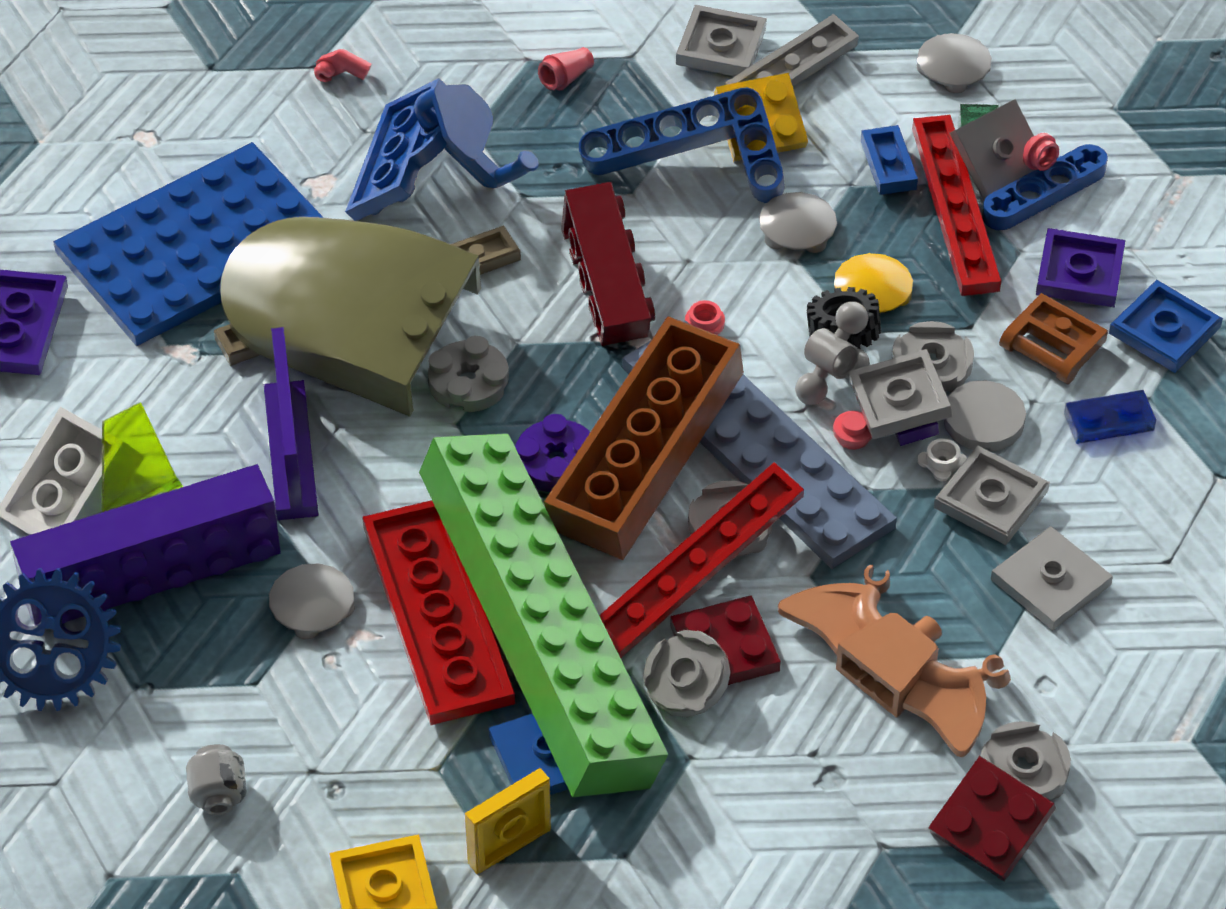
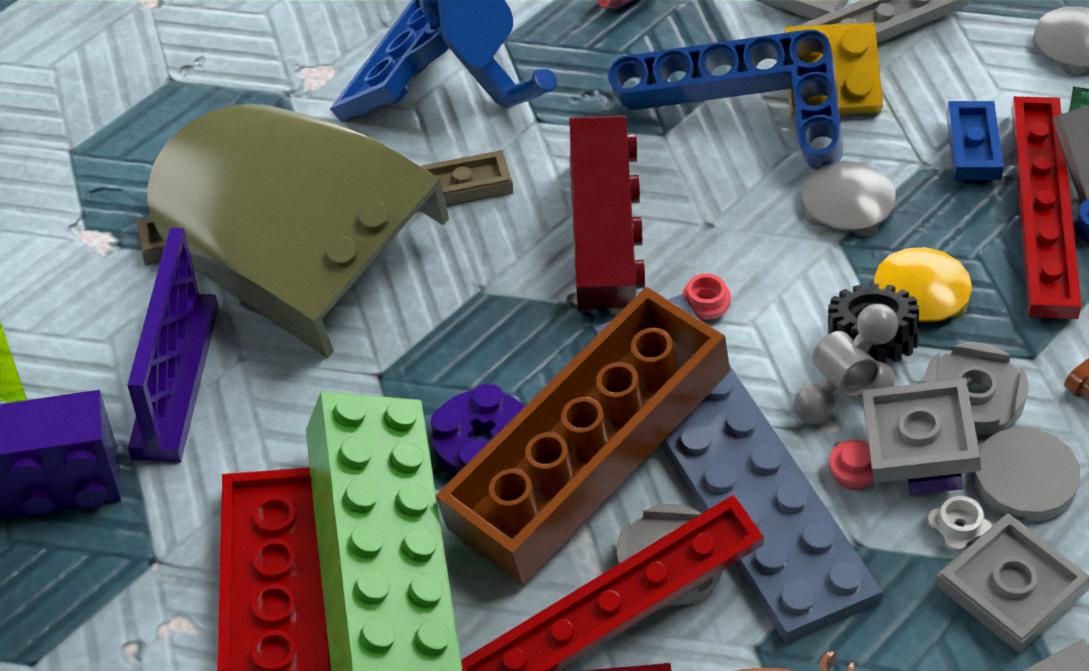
camera: 15 degrees right, 0 degrees up
(168, 249) = (102, 127): blue plate -> none
(311, 599) = (132, 567): light grey dish -> none
(468, 356) = (402, 297): light grey plate -> none

